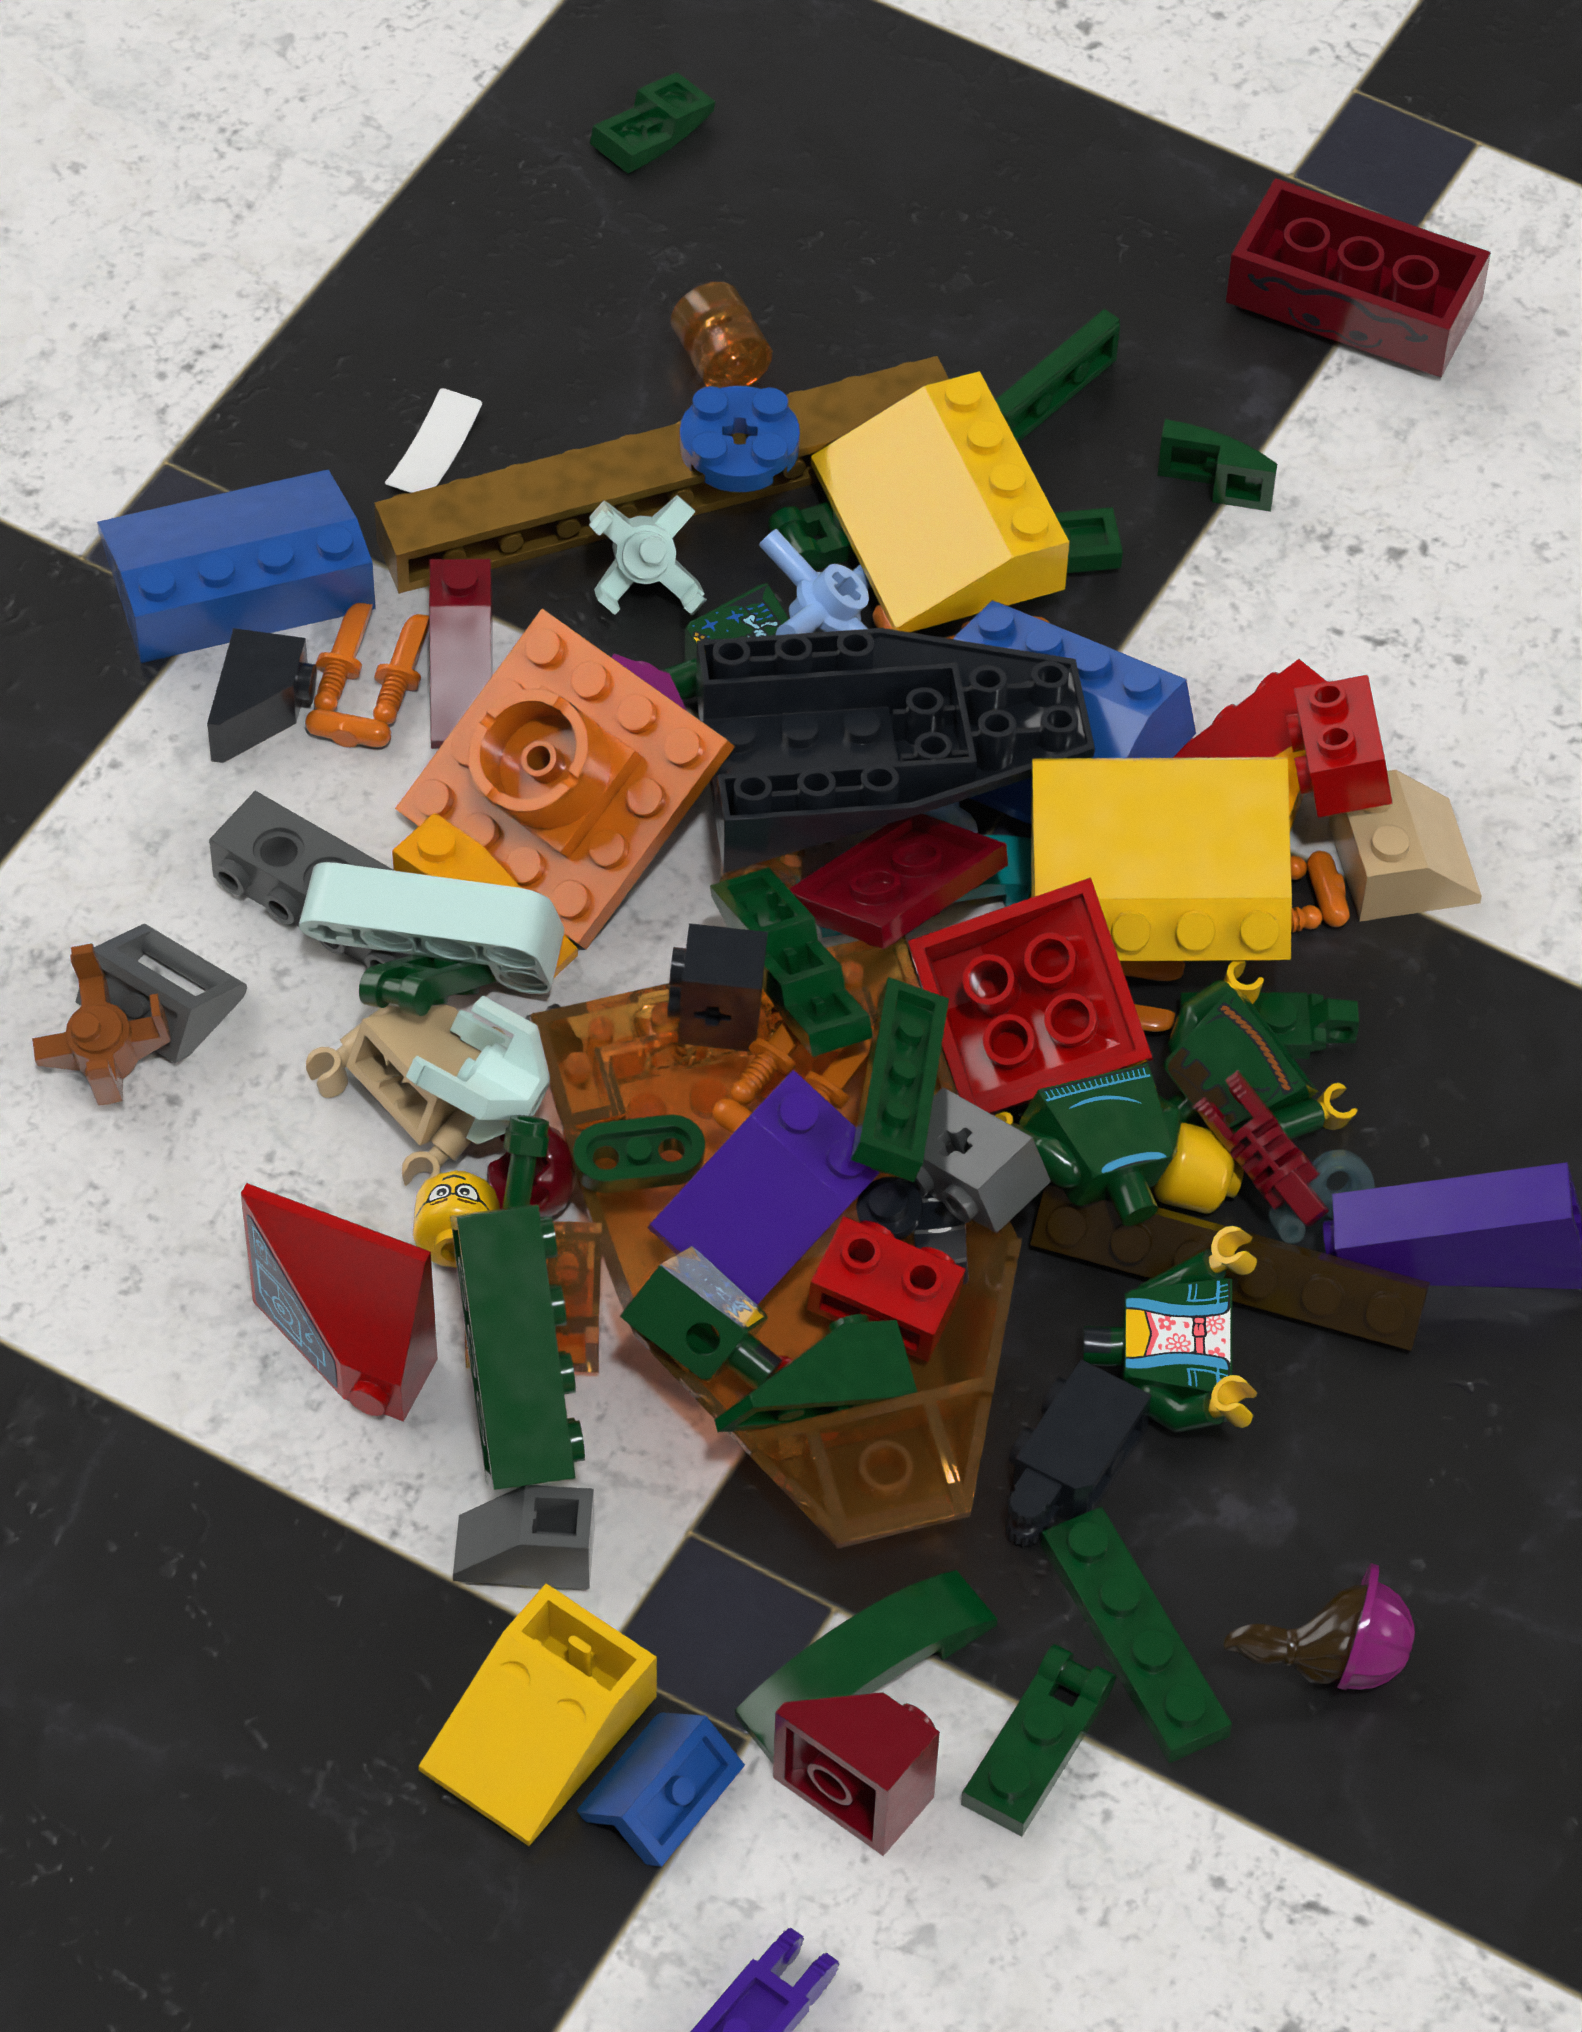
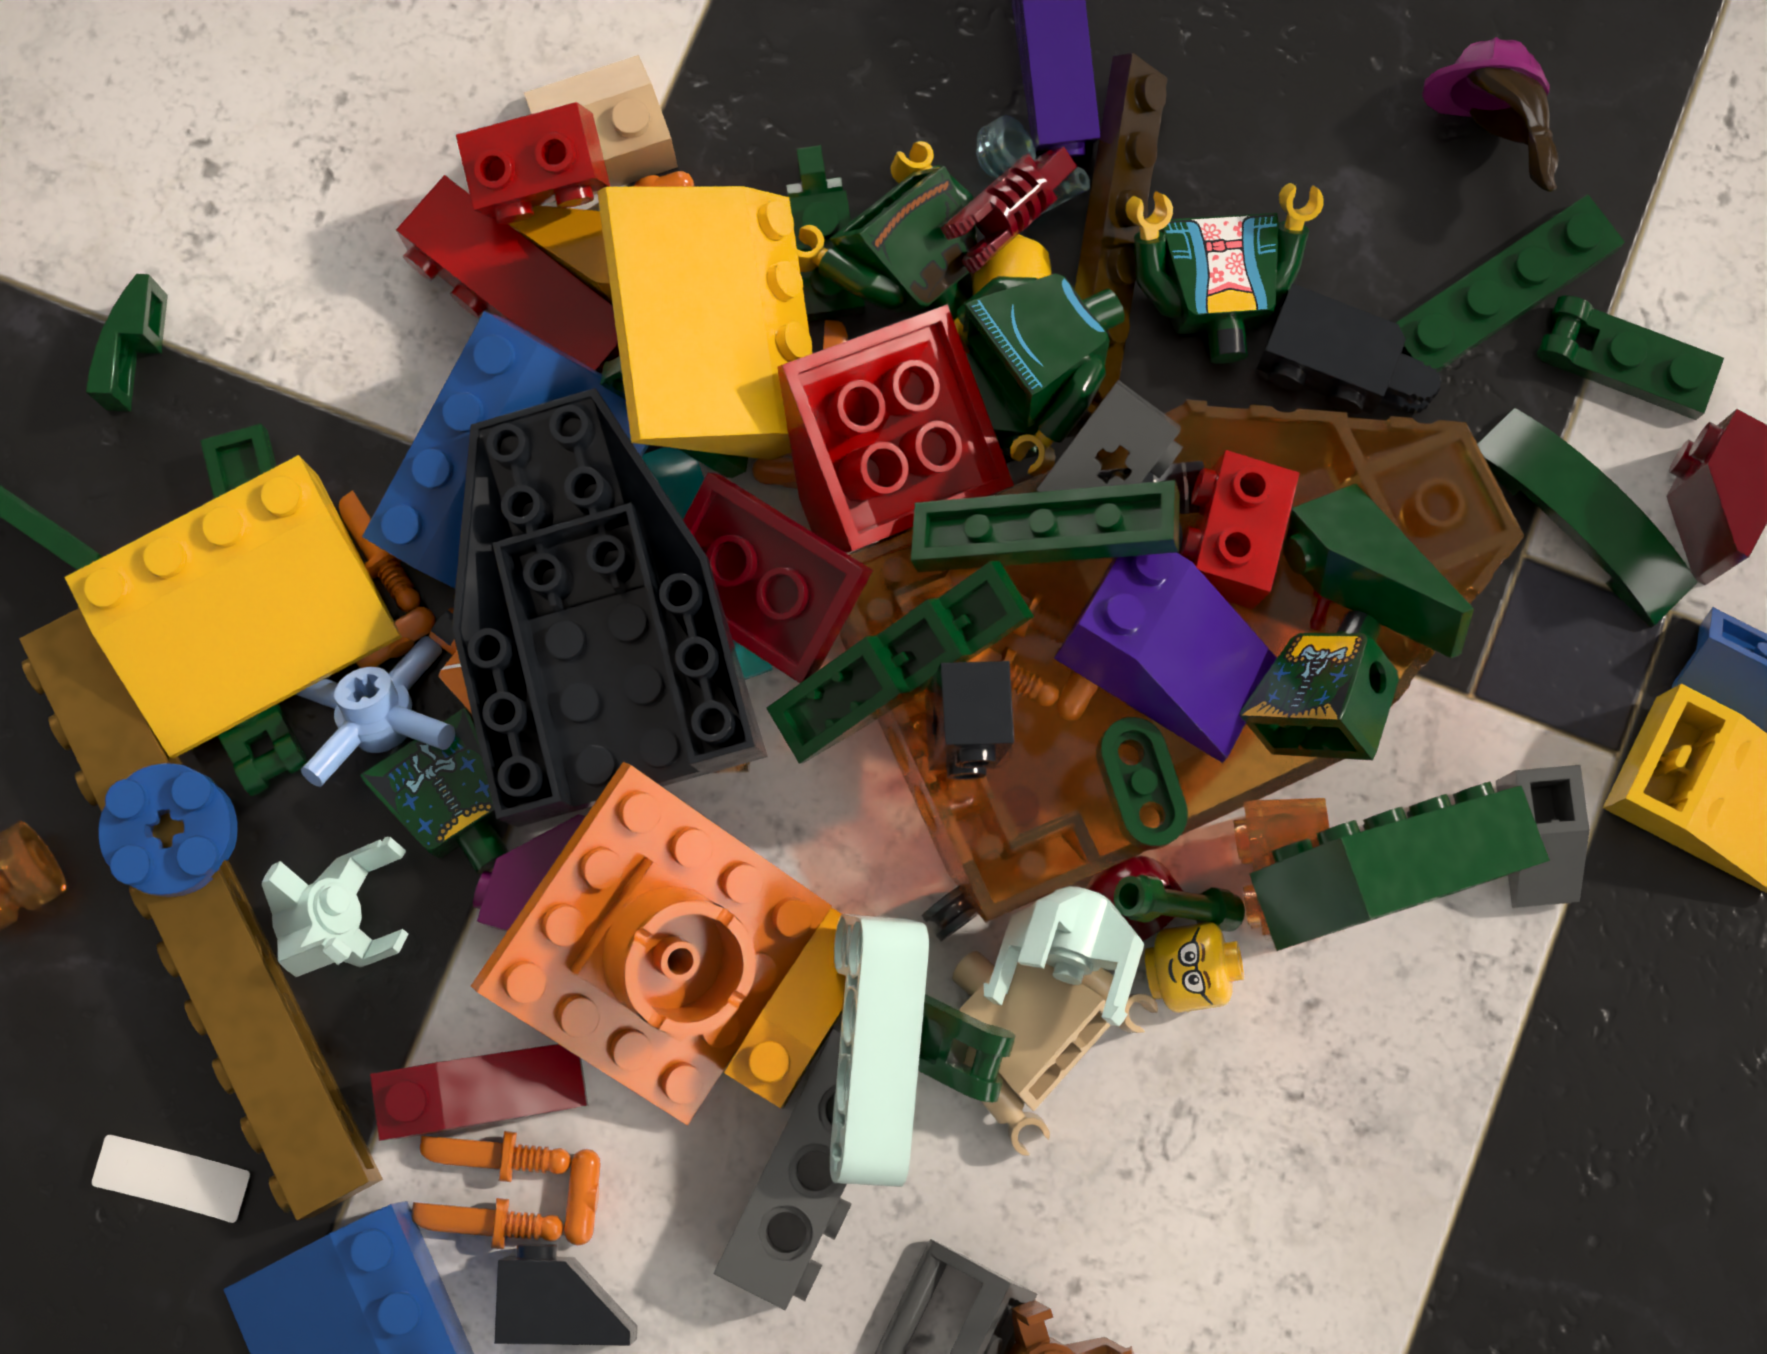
camera: 95 degrees left, 25 degrees up
(344, 1299) = (1354, 1040): red slope -> none

